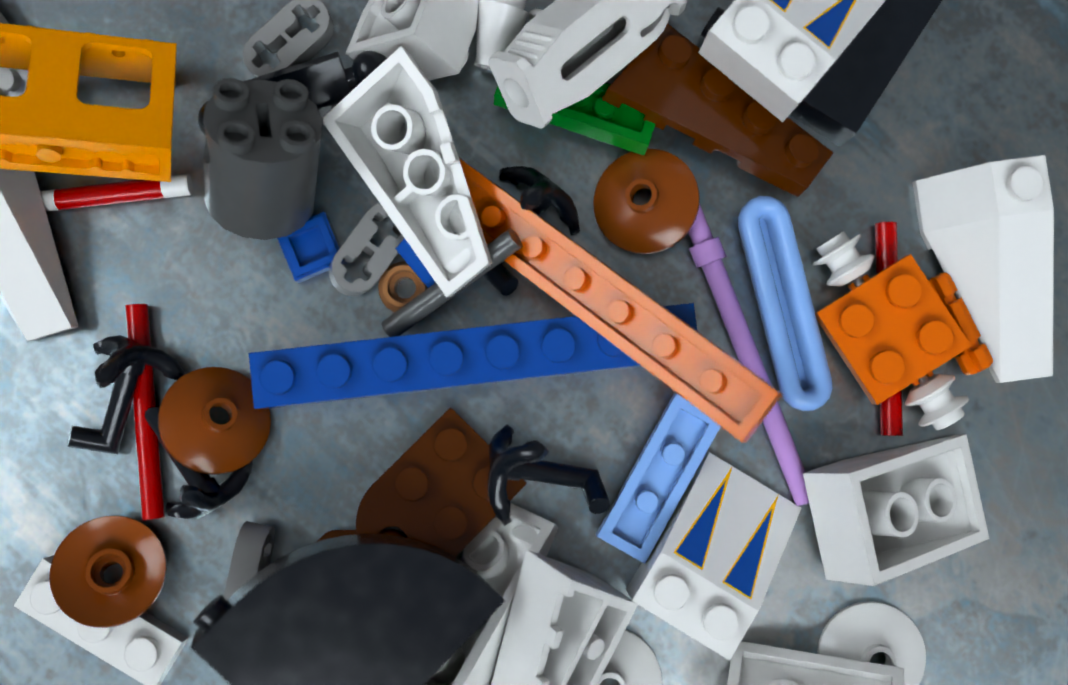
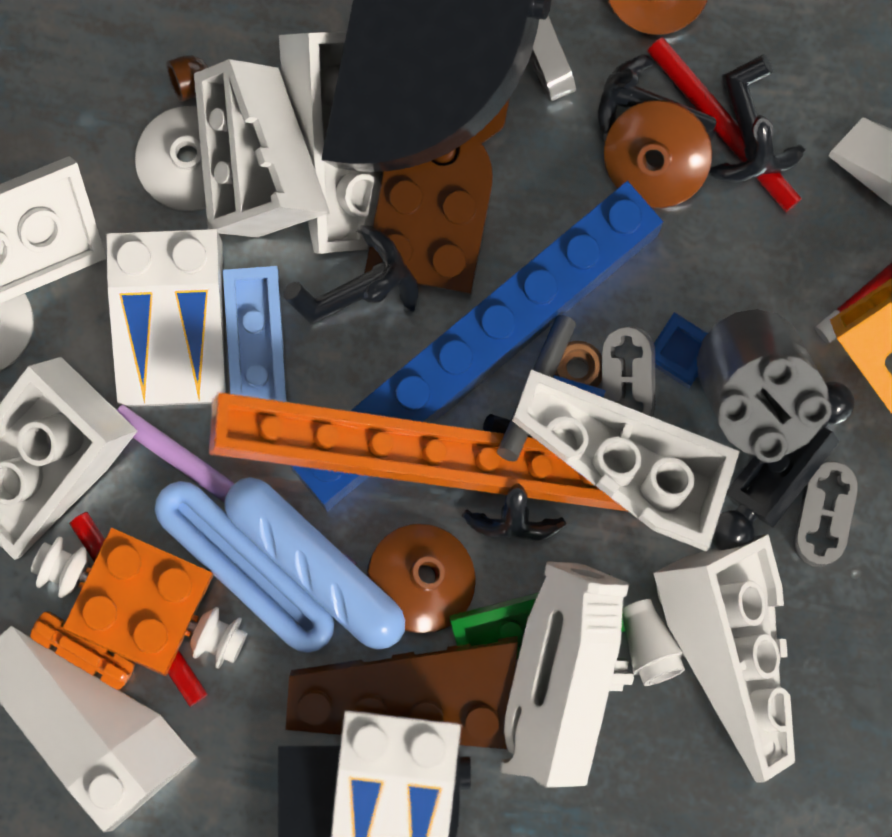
camera: 150 degrees right, 5 degrees down
(729, 262) = (315, 563): none -> light blue piece

